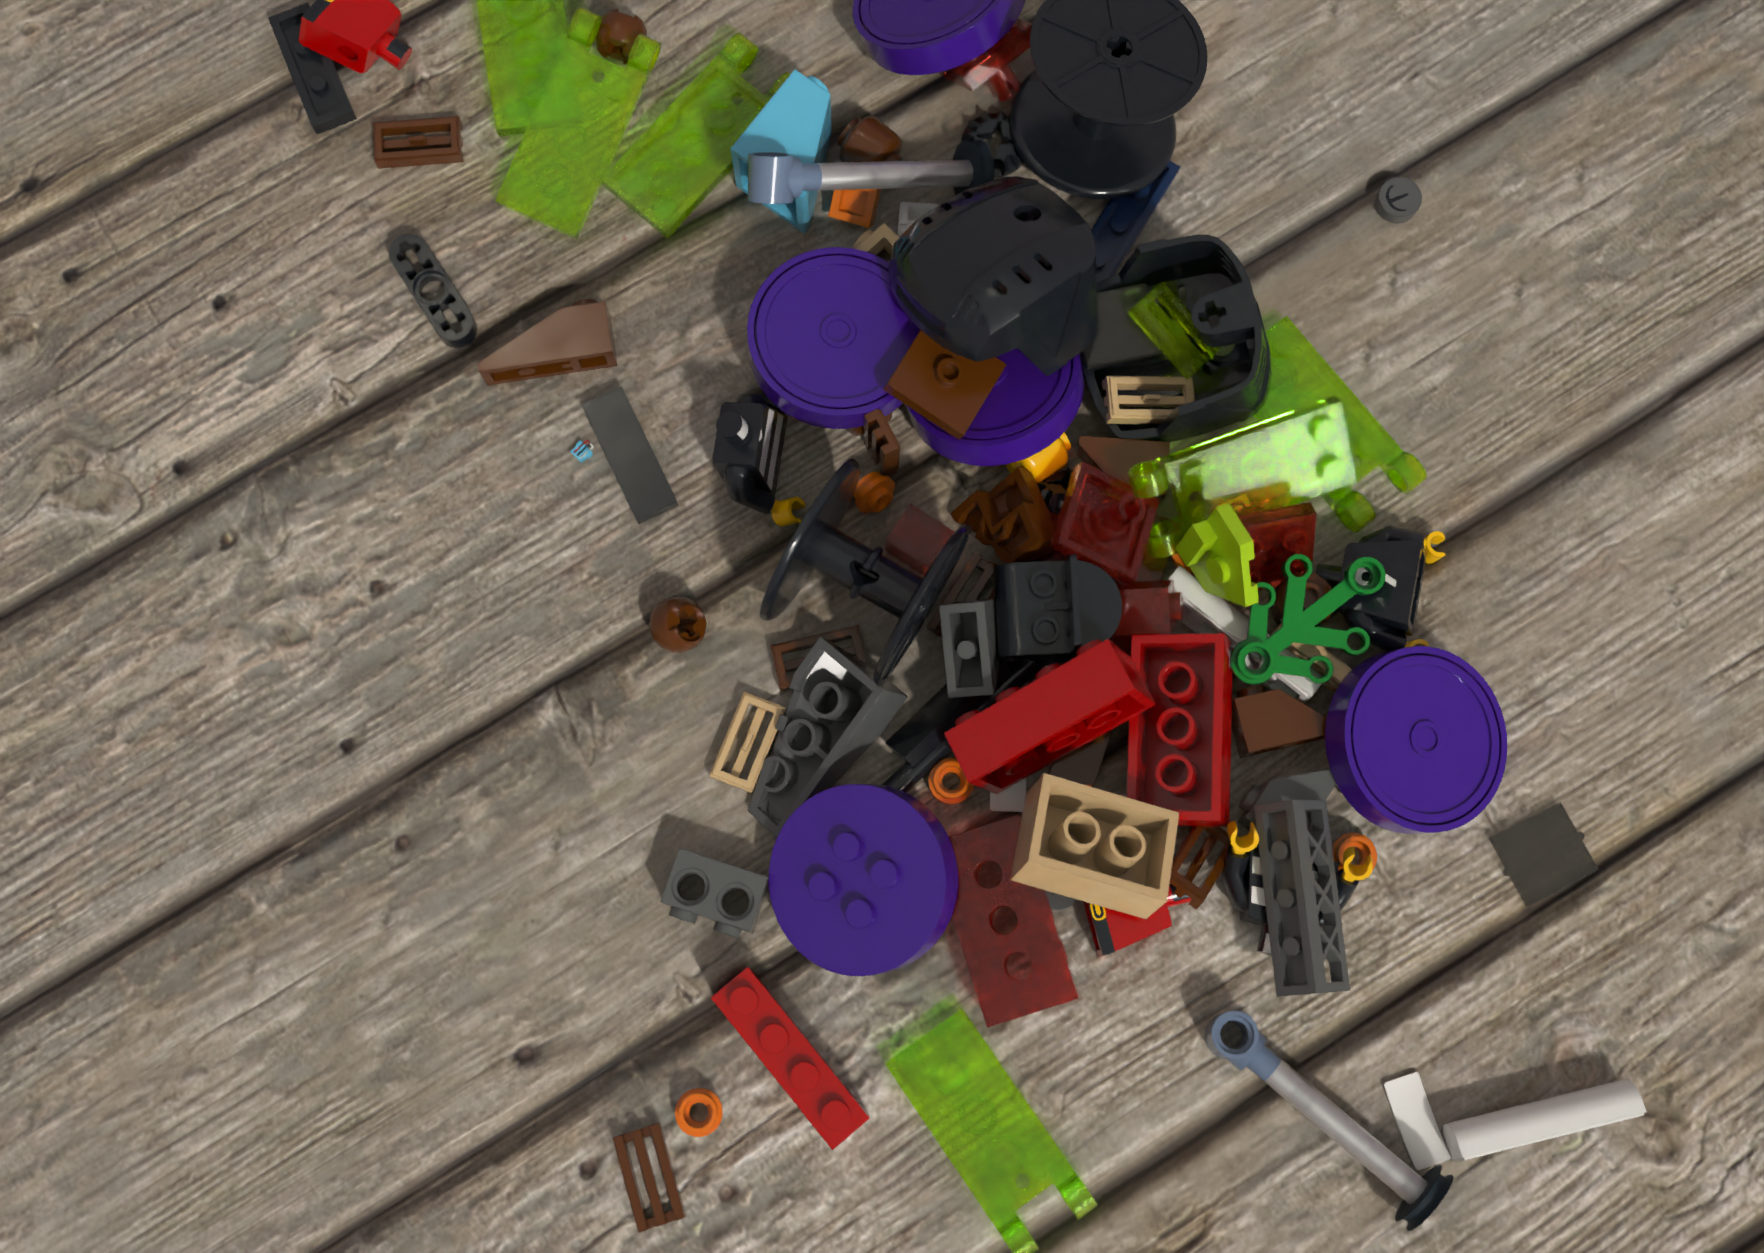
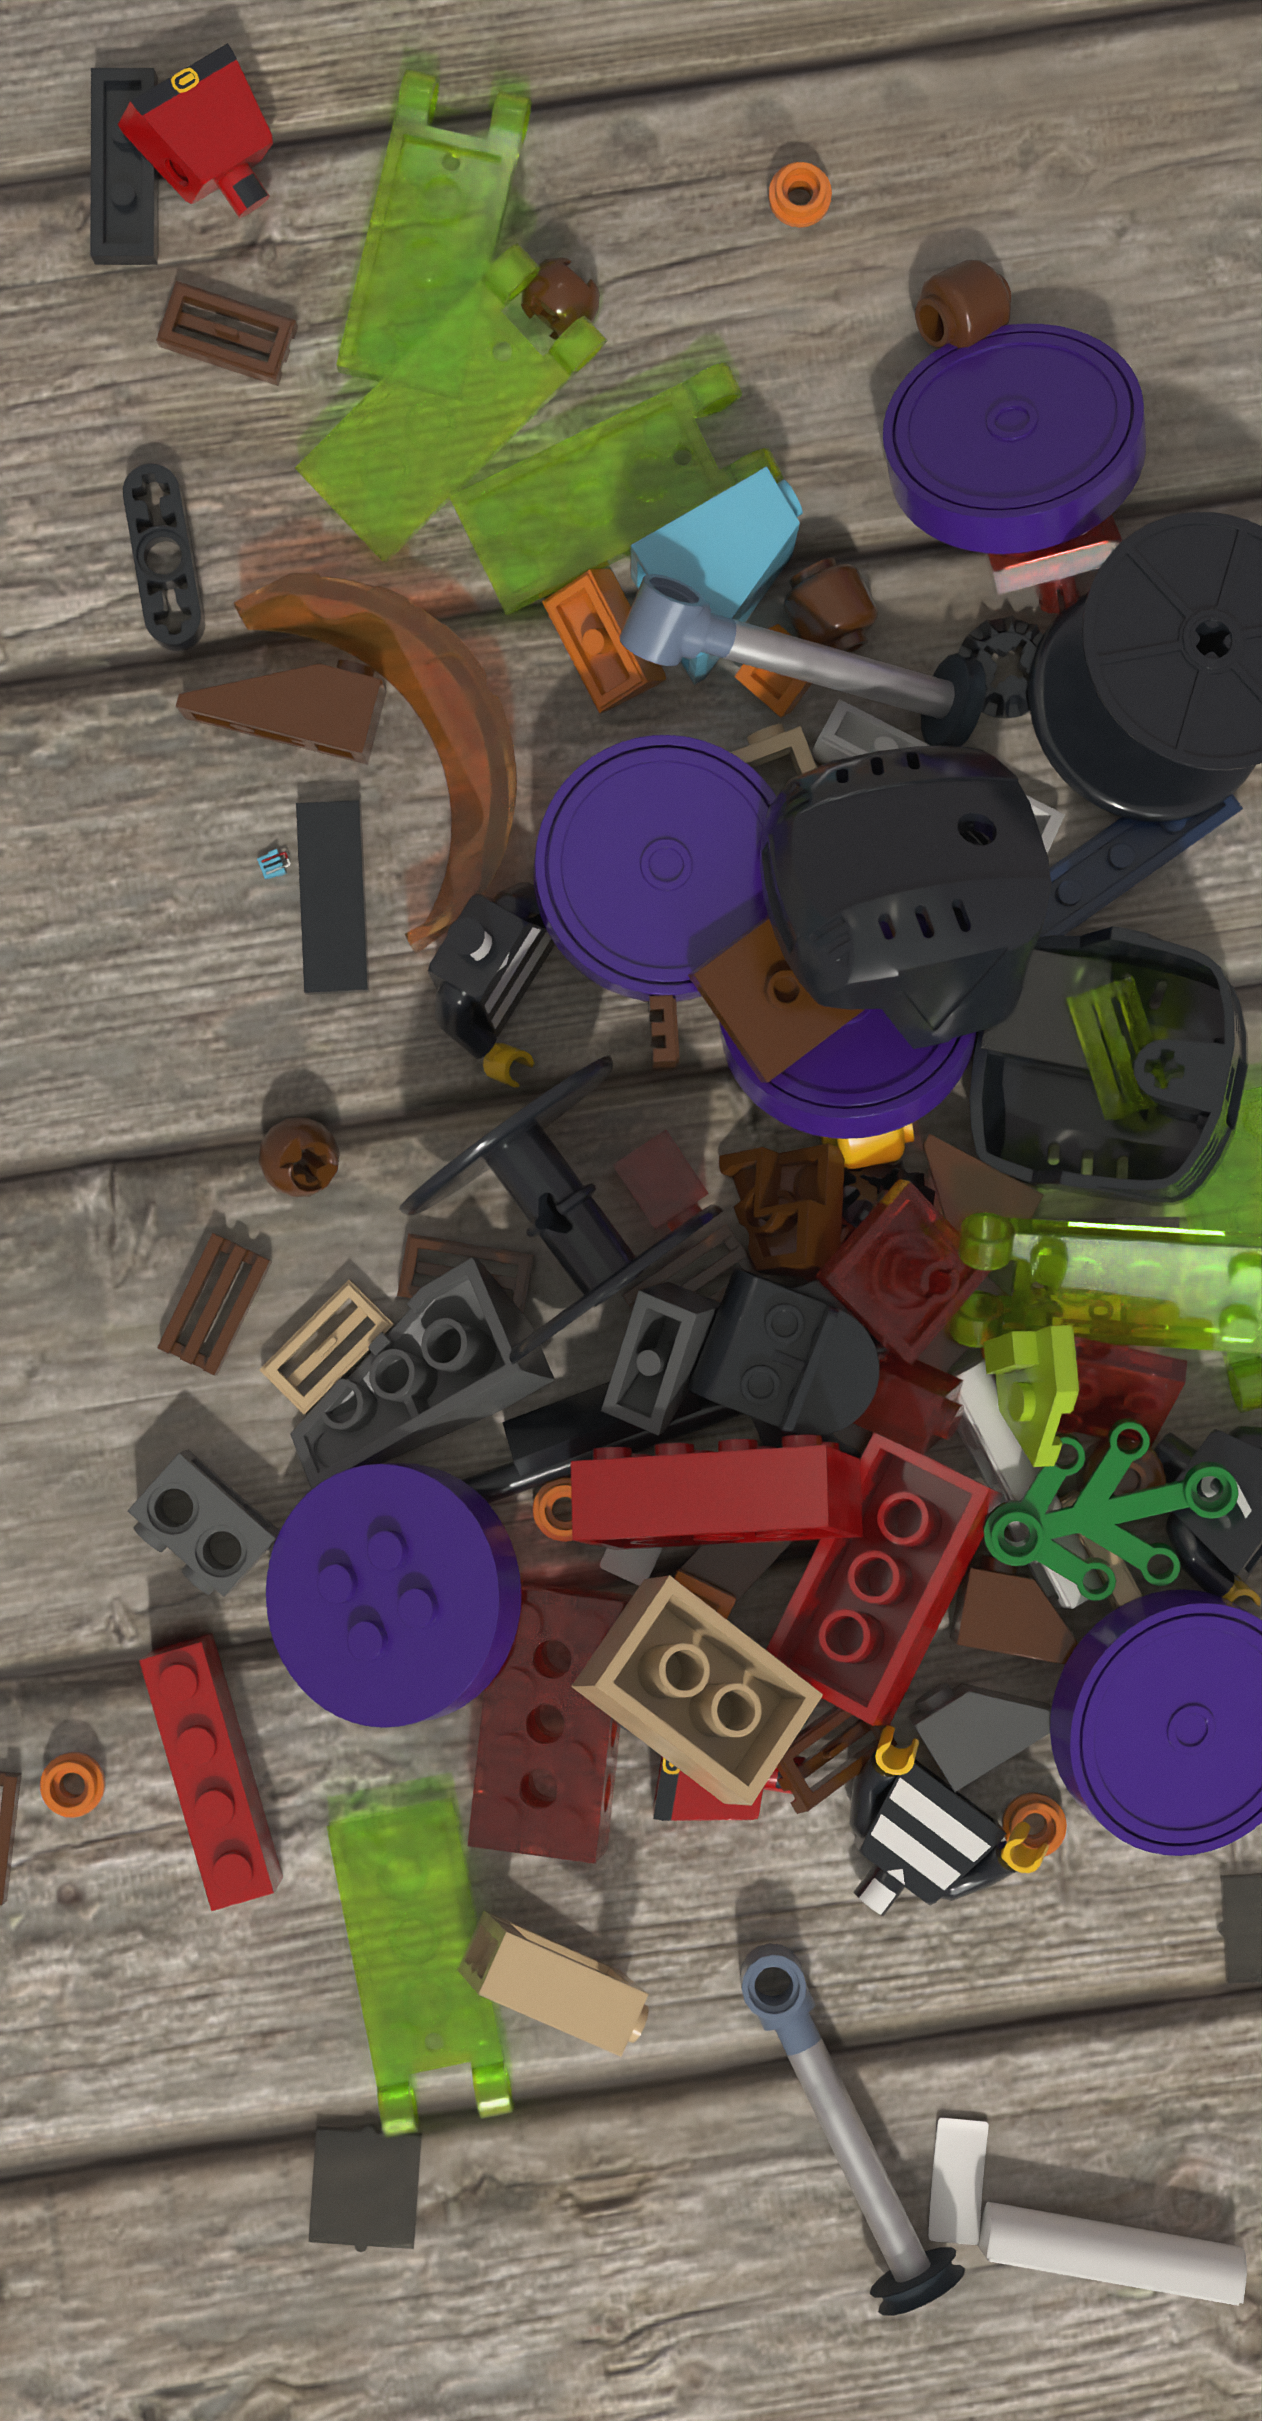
camera: 25 degrees right, 10 degrees up
(643, 293) = (445, 691): none -> clear orange windscreen
(662, 708) = (190, 1352): none -> reddish brown tile
(735, 228) = (589, 622): none -> orange slope
(874, 492) = (629, 1089): orange plate -> none
(1087, 1095) = (554, 1984): none -> tan window
(1144, 383) = (994, 1108): tan tile -> none
(1296, 897) = (926, 1859): dark grey fence -> none

